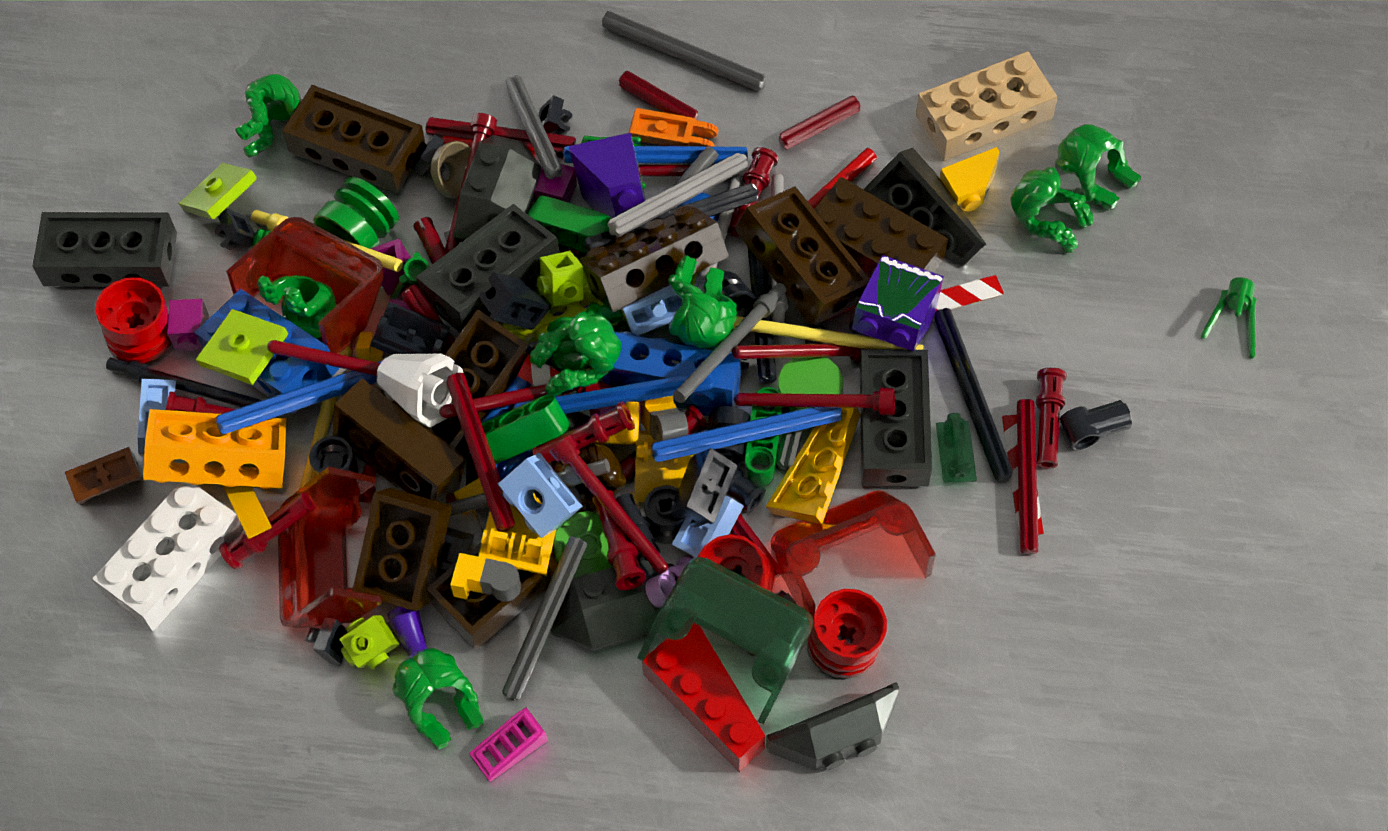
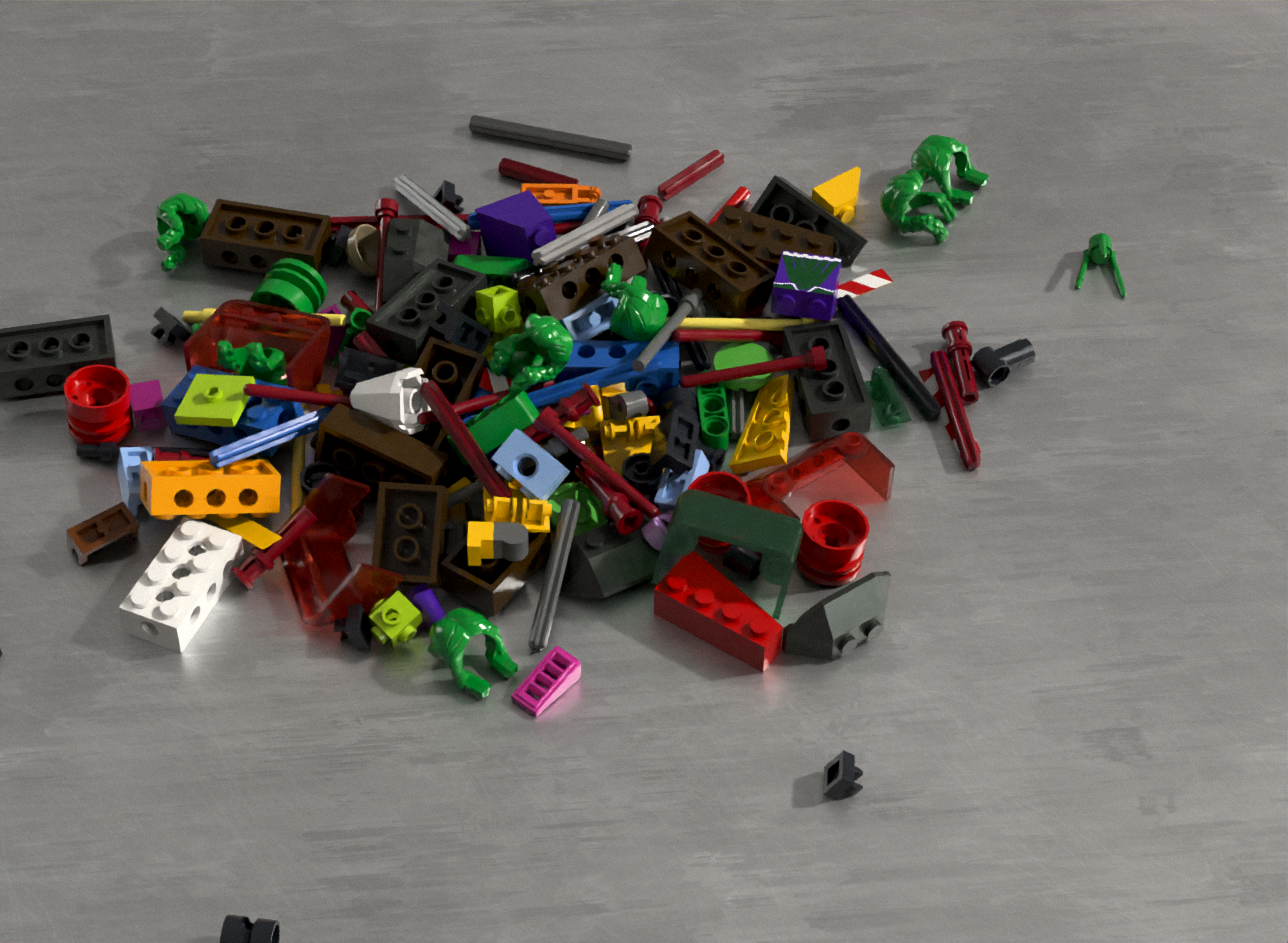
camera: 15 degrees left, 15 degrees down
(218, 191) = (147, 297): lime plate -> none
(744, 432) = (699, 401): blue axle -> none
(986, 105) = (837, 140): tan brick -> none

